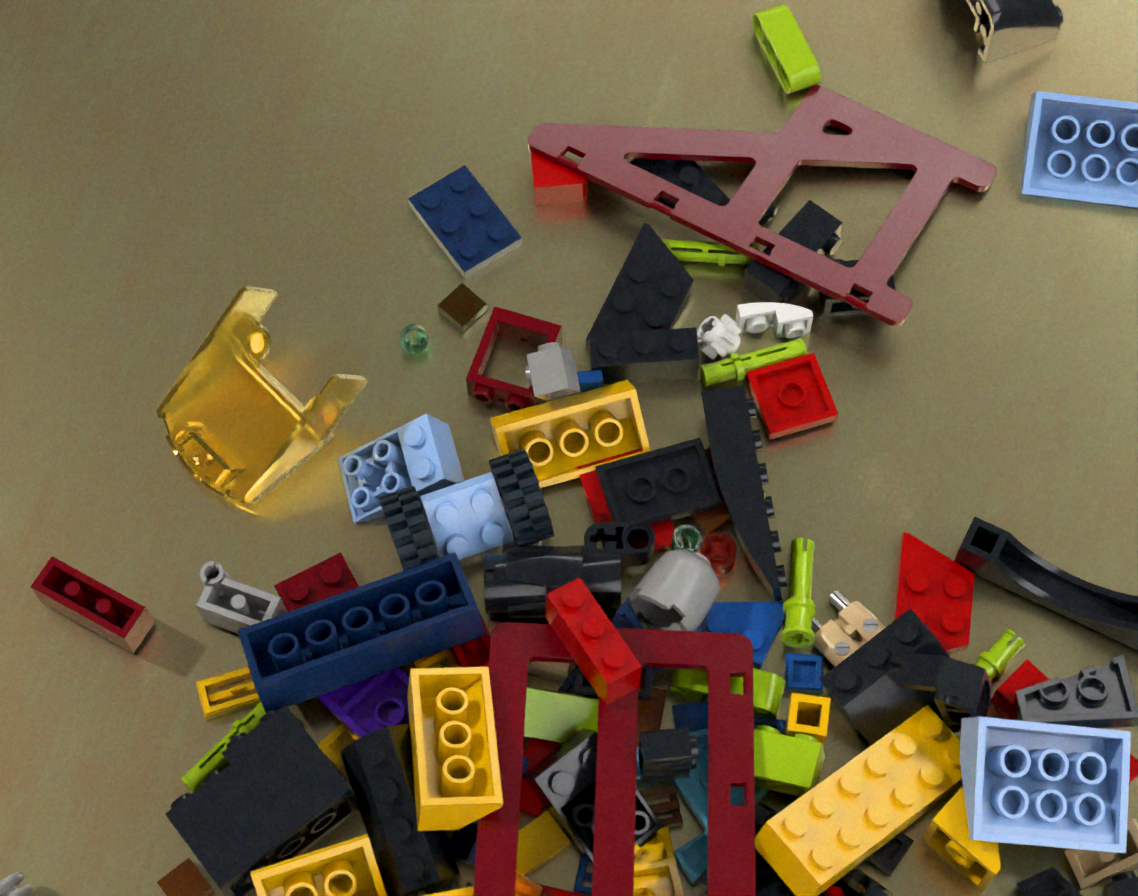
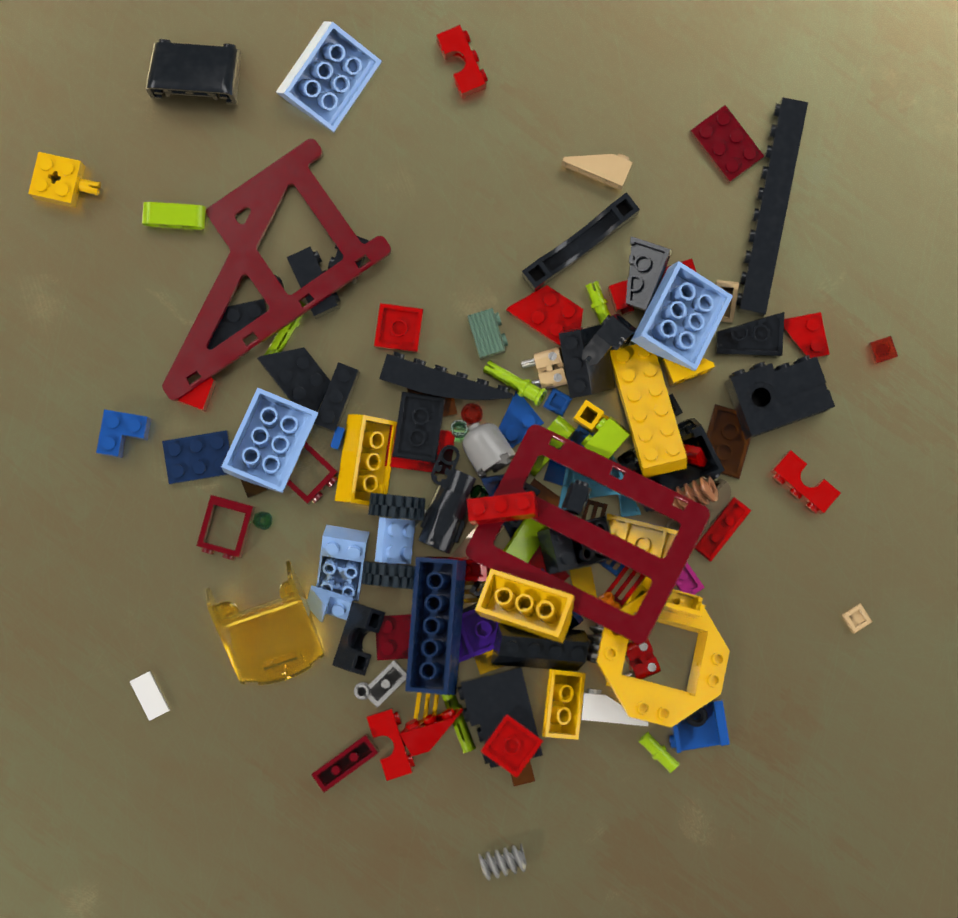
camera: 65 degrees left, 20 degrees up
(89, 304) = (149, 695): none -> white tile
(129, 684) = (386, 724): none -> red arch
(189, 703) = (423, 734): none -> red slope
(213, 826) = (511, 745): none -> red plate
(269, 539) = (350, 651): none -> black arch
(332, 480) = (328, 602): none -> light blue slope
(380, 320) = (232, 505): none -> dark red window
(450, 101) = (116, 428): none -> blue brick
(532, 283) = (269, 441): none -> light blue slope
(552, 372) = (331, 455): light grey brick -> none
(719, 336) = (345, 350): white gear -> none
(737, 365) = (368, 336): lime pin -> none
(786, 319) = (351, 308): white slope -> none
(852, 519) = (487, 334): none -> sand green brick

